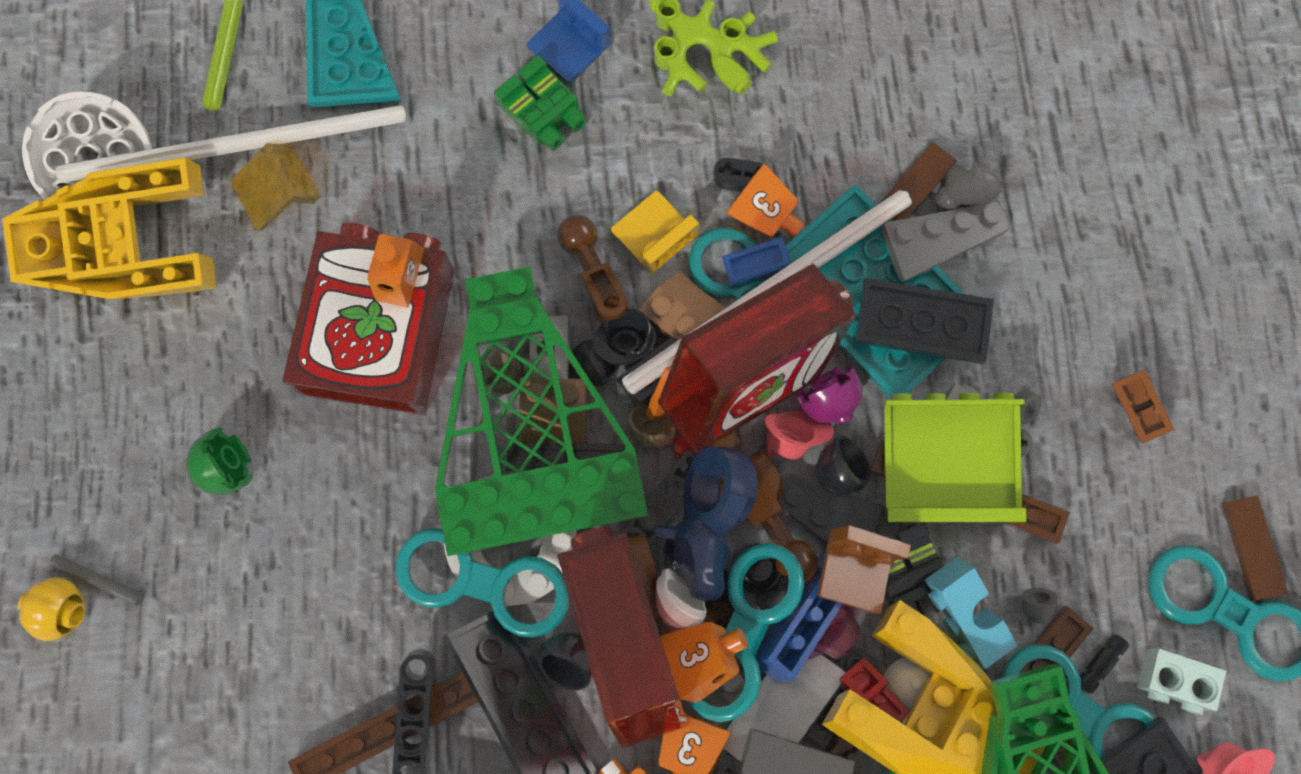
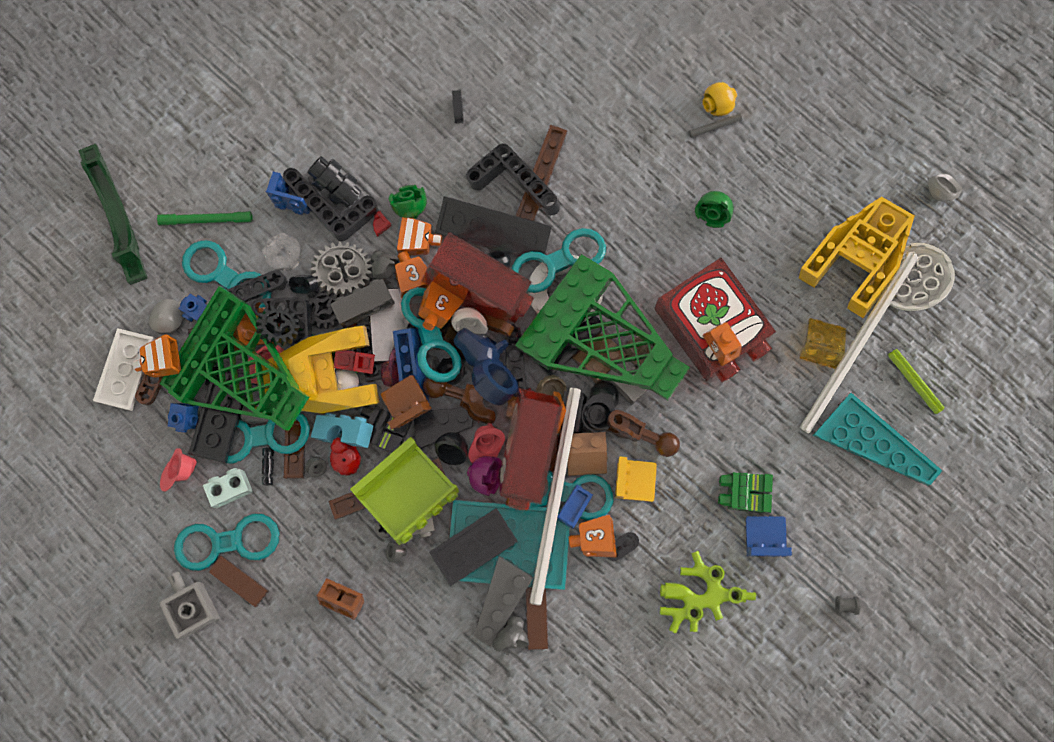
camera: 135 degrees right, 0 degrees up
(1000, 587) = (342, 450): none -> red piece

